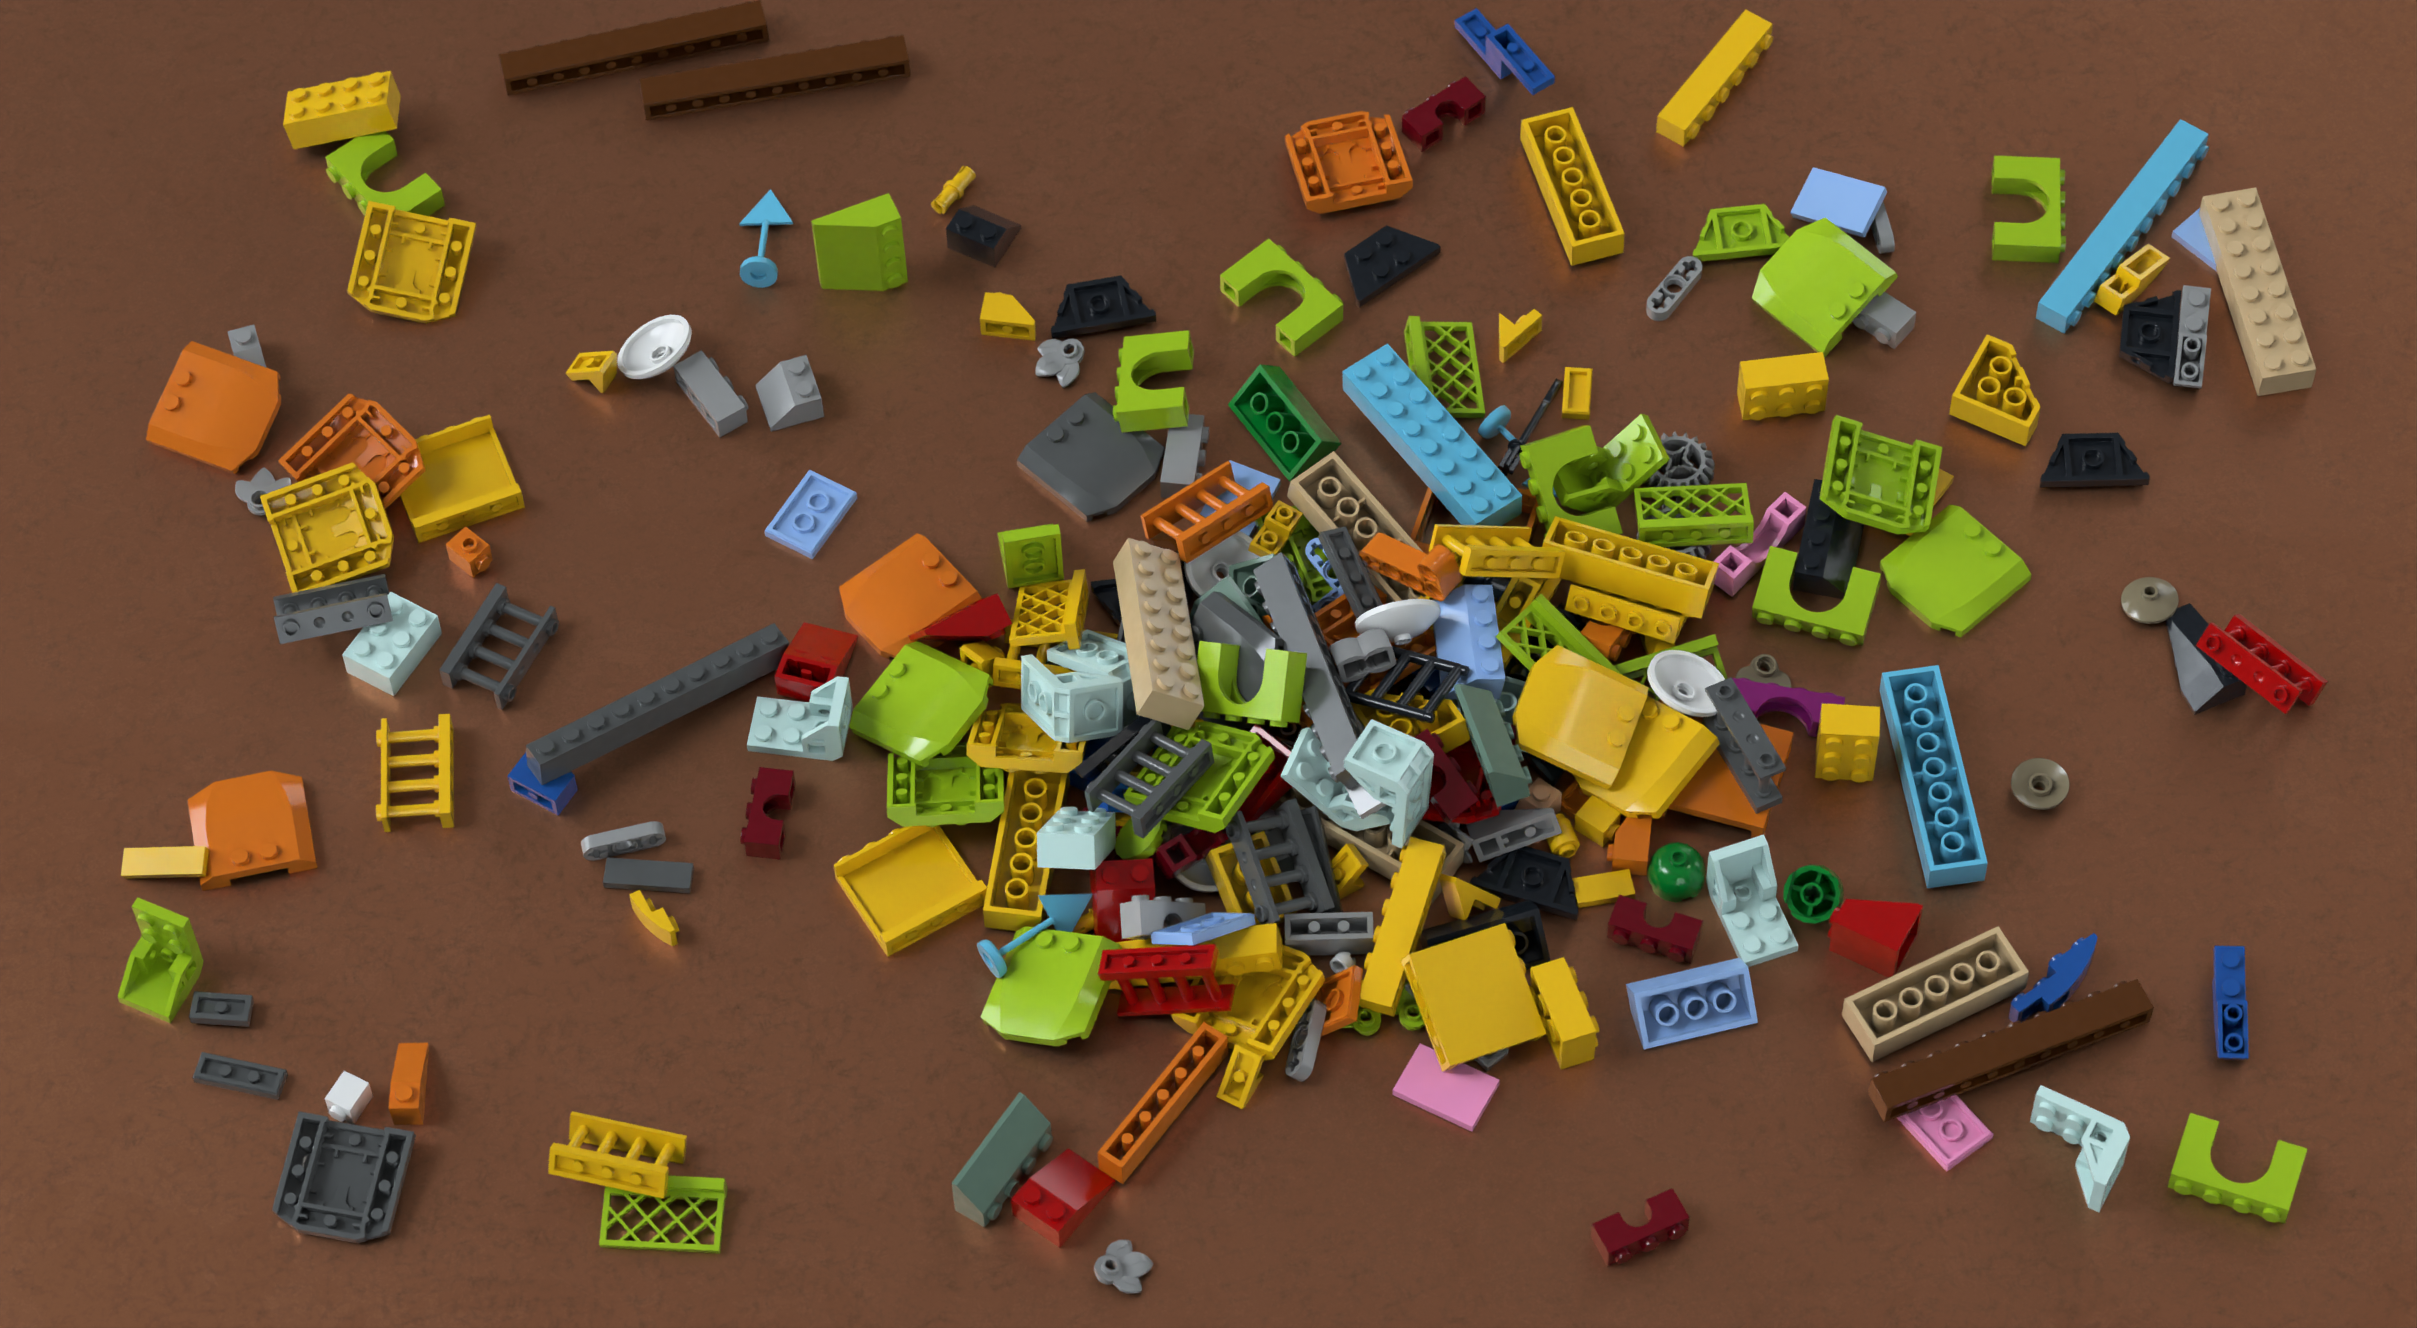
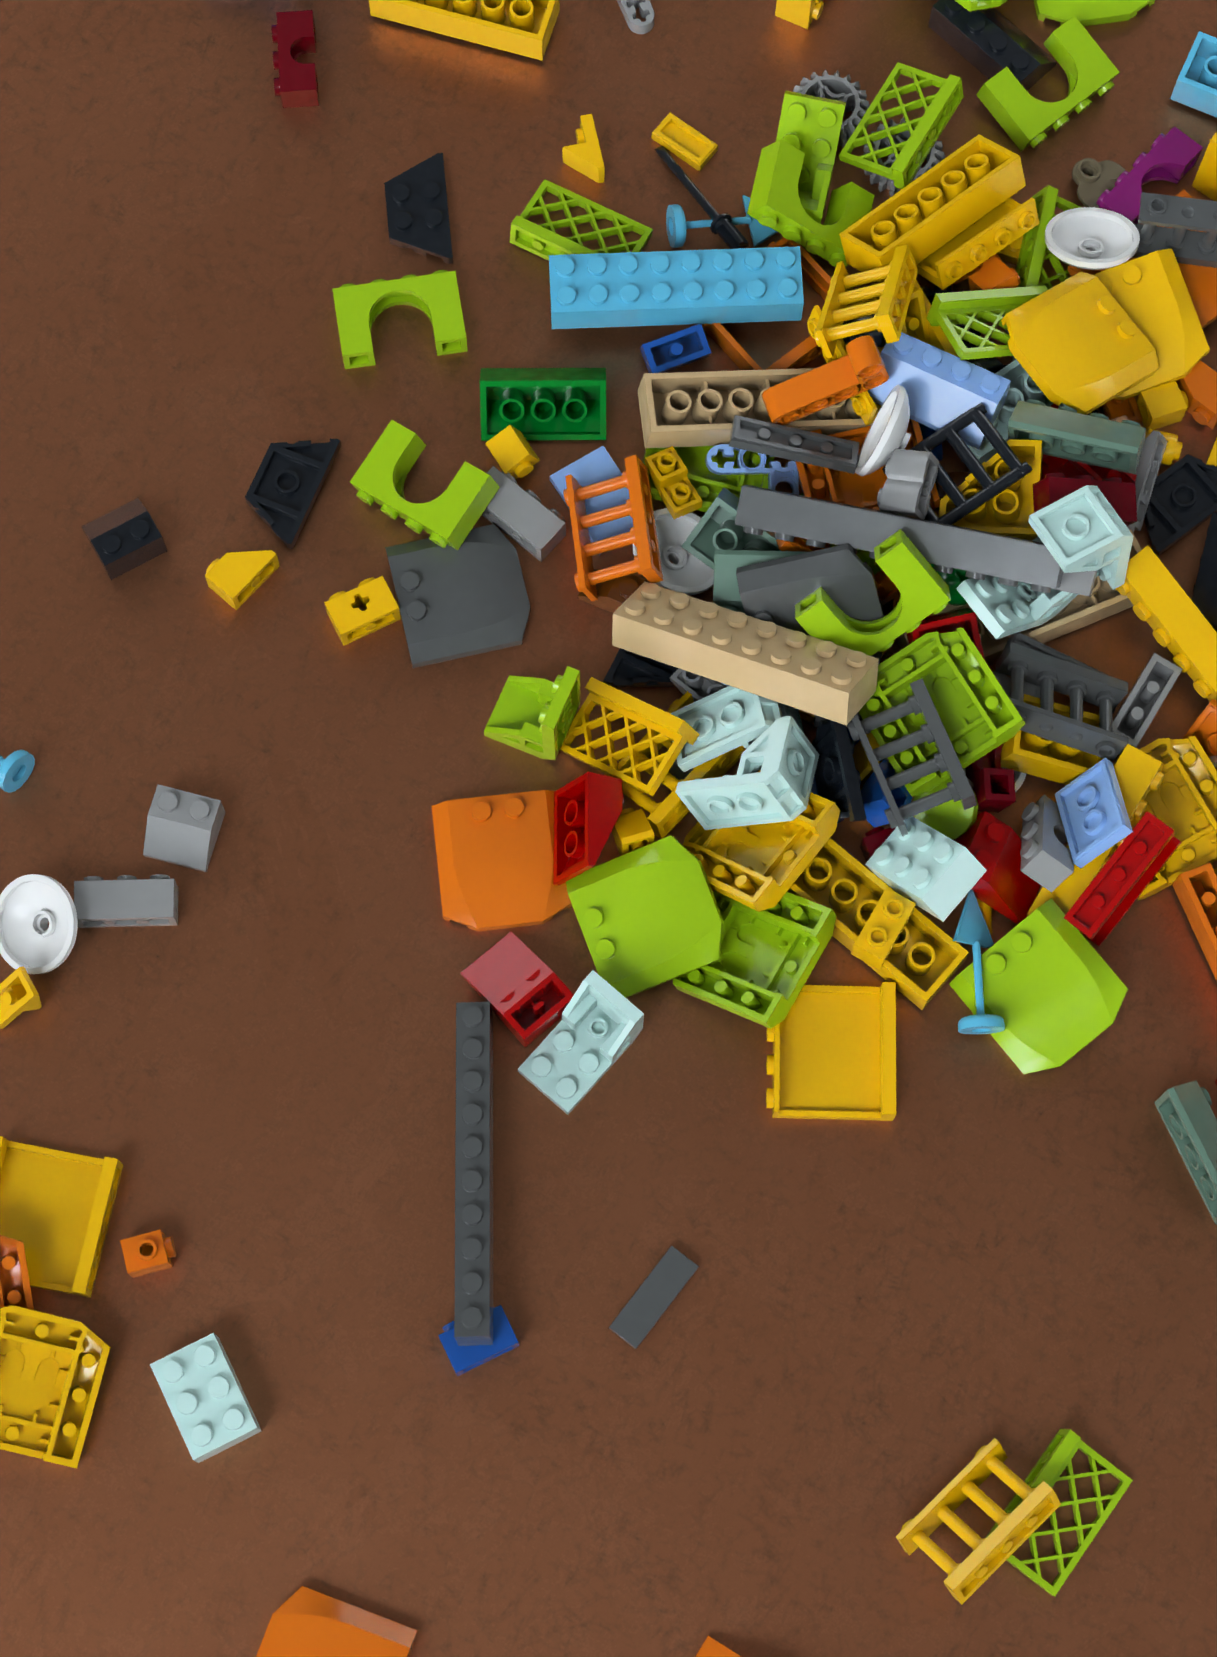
camera: 60 degrees left, 15 degrees up
(332, 609) = (107, 1429): dark grey fence -> none
(440, 783) = (410, 1443): yellow fence -> none
(483, 626) = (267, 1318): dark grey fence -> none
(623, 840) = (600, 1299): light grey beam -> none
(654, 920) = (725, 1318): yellow slope -> none
(770, 791) = (683, 1159): dark red arch -> none
(810, 514) = (334, 892): light blue tile -> none
(861, 247) = (81, 651): lime slope -> none
(953, 190) = (52, 533): yellow pin -> none
(1010, 844) = (883, 928): none -> yellow brick
(1032, 403) = (351, 621): none -> yellow brick
(1057, 362) = (325, 560): light grey plate -> none
(1228, 424) = (512, 452): none -> yellow brick
(1341, 962) = (1171, 713): white hinge -> none
(1347, 869) = (1082, 643): yellow slope -> none
(1348, 162) = (289, 169): orange wedge -> none
(1389, 477) = (676, 350): none -> blue brick
(1463, 896) = (1183, 564): yellow slope -> none
(1777, 527) = (951, 56): bright pink arch -> none

